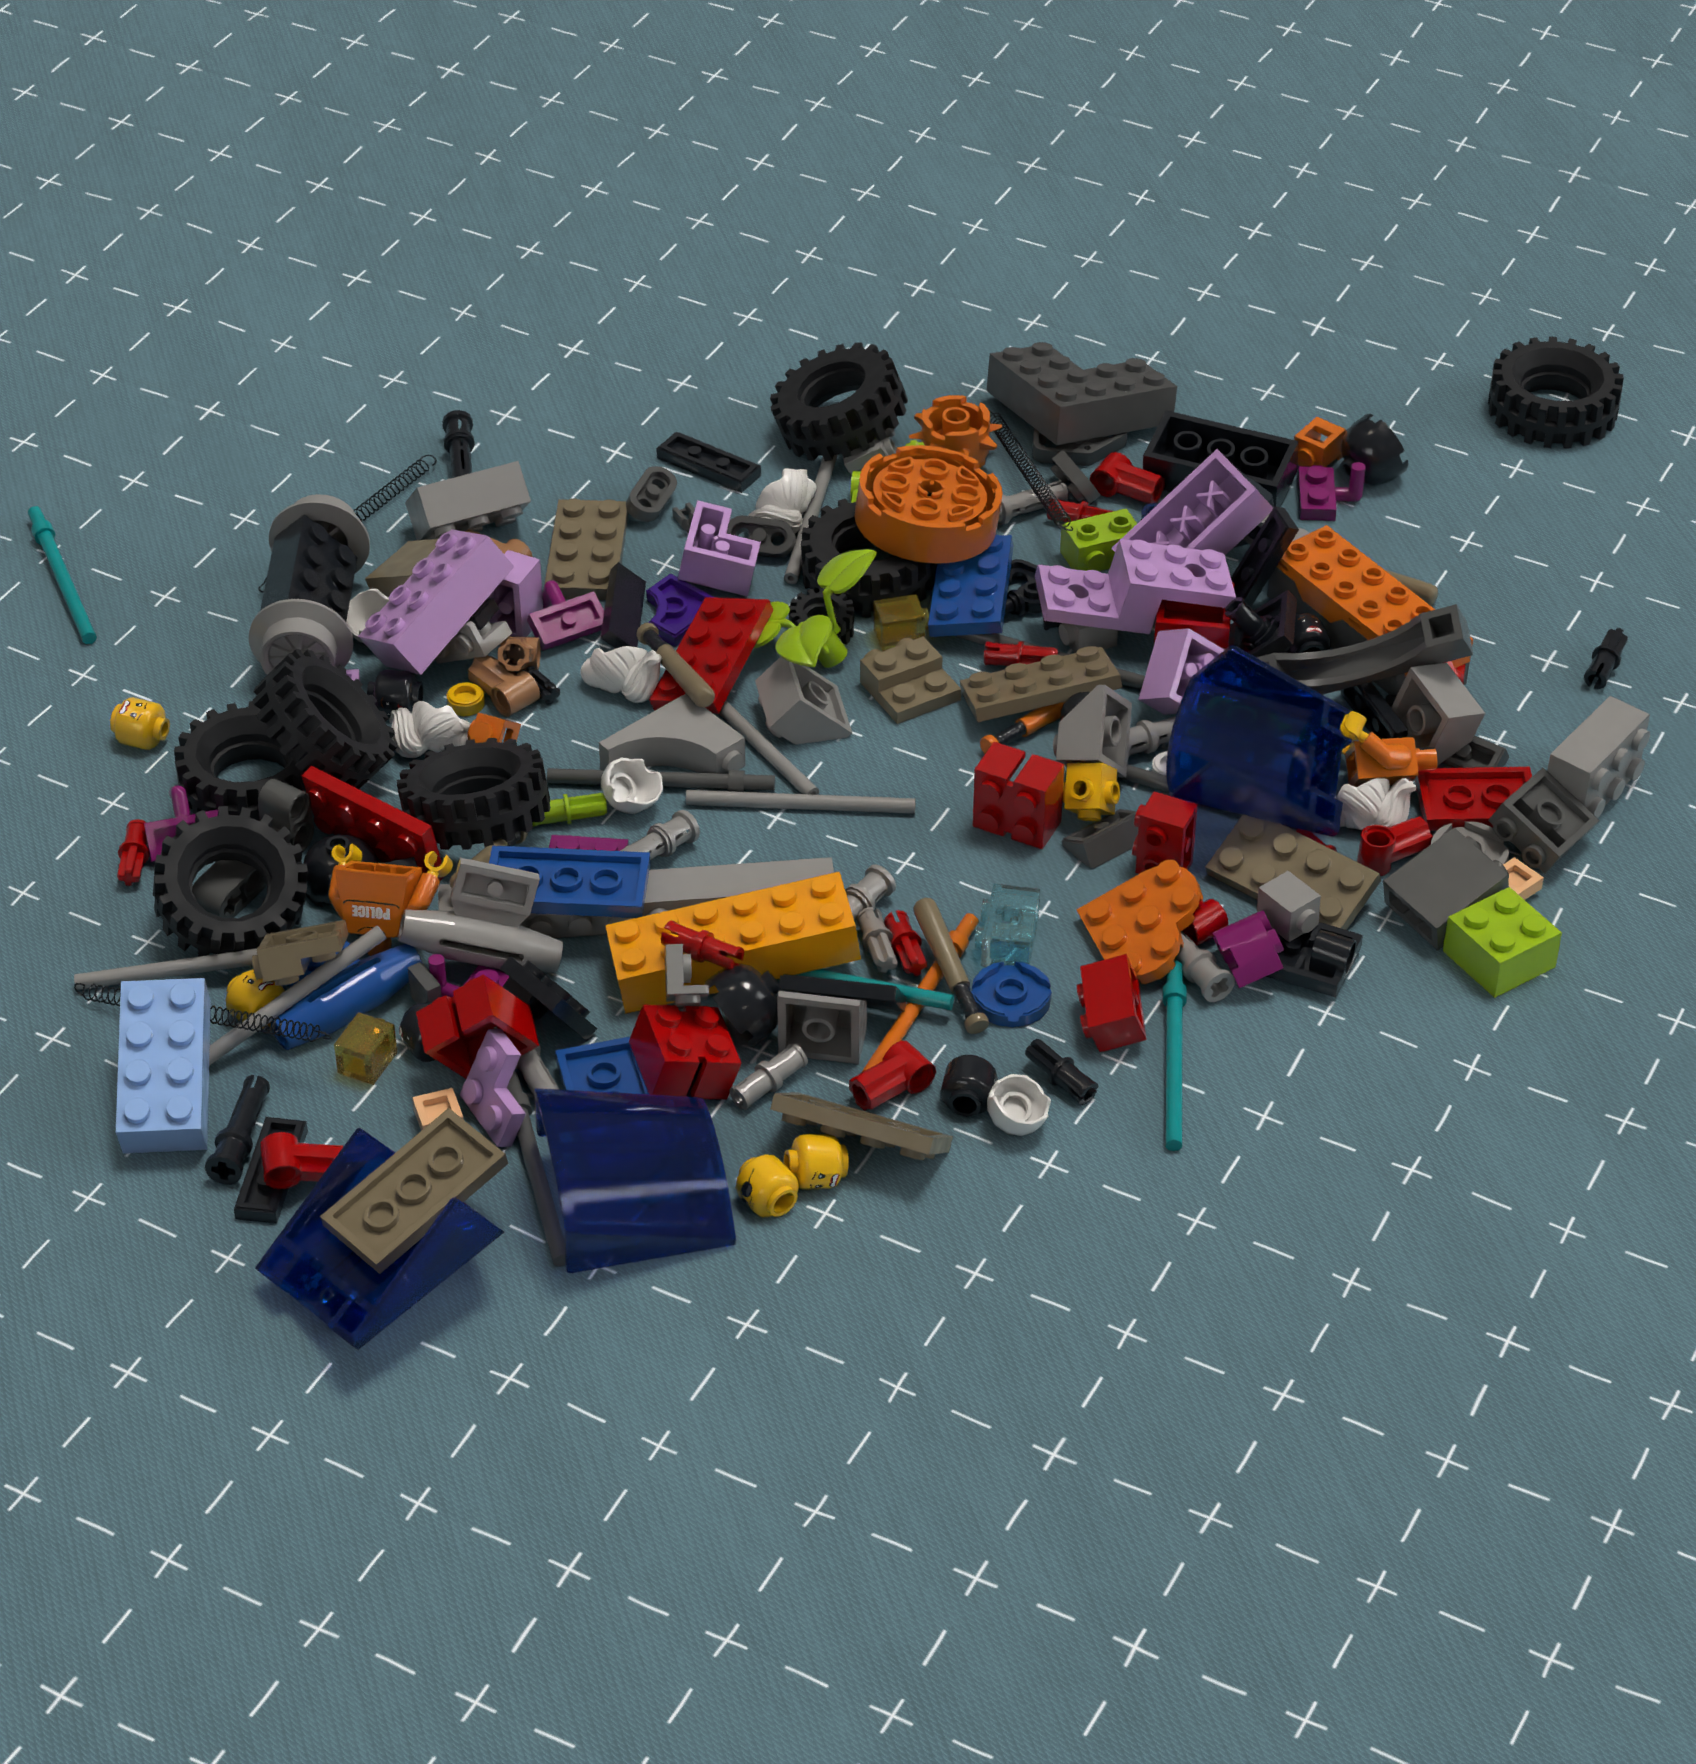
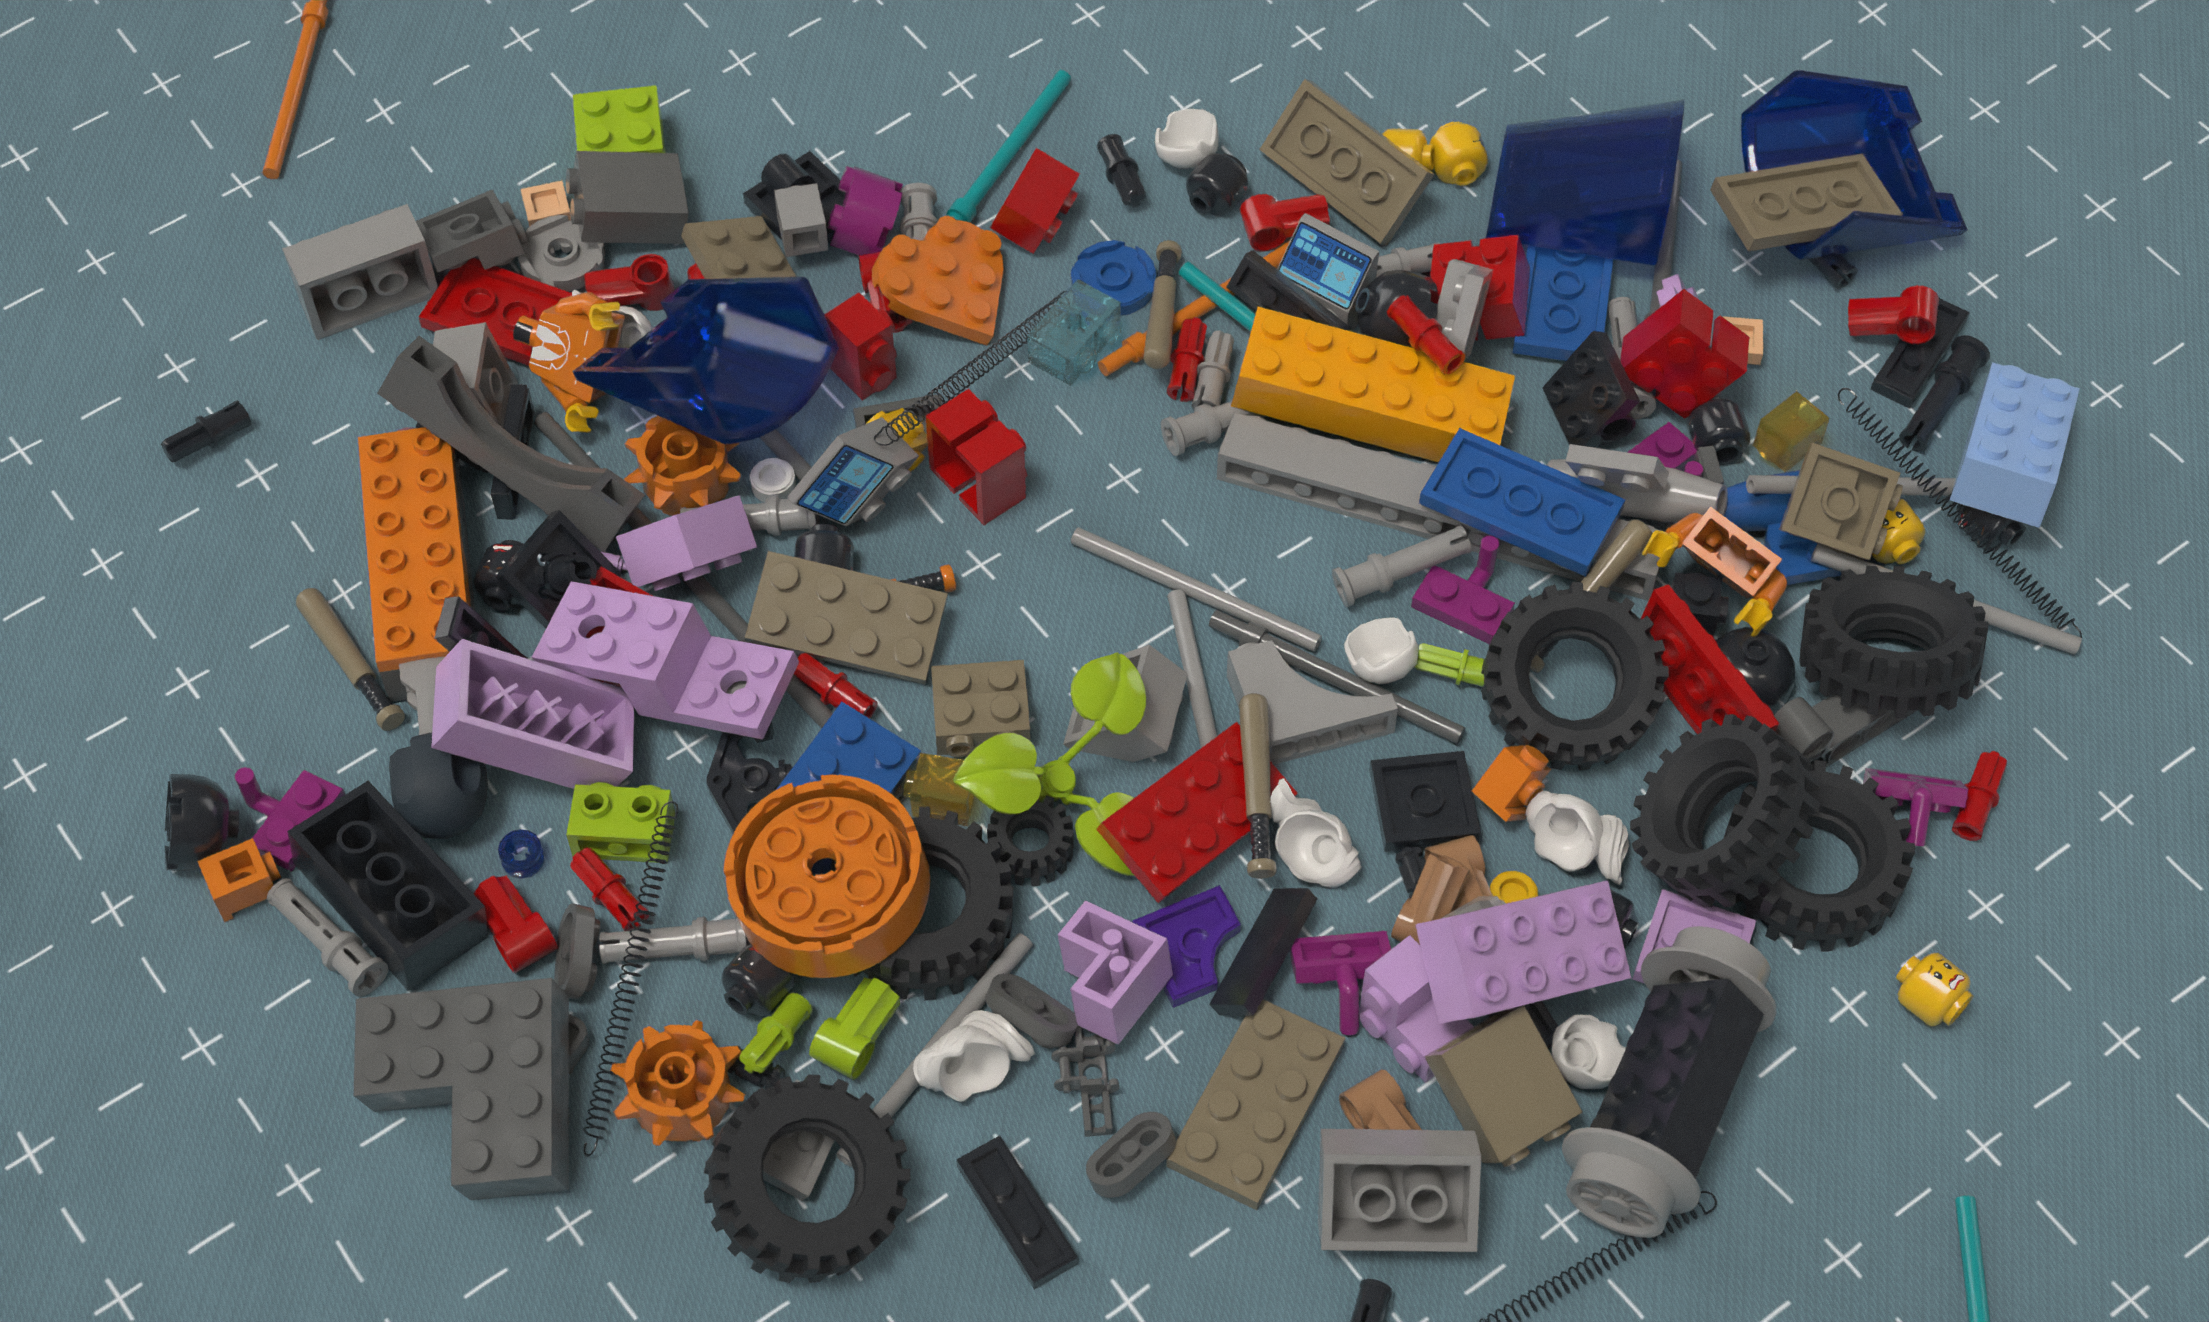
camera: 155 degrees left, 15 degrees up
(556, 721) = (1423, 800): none -> black plate
(1060, 848) = (958, 372): none -> black piece

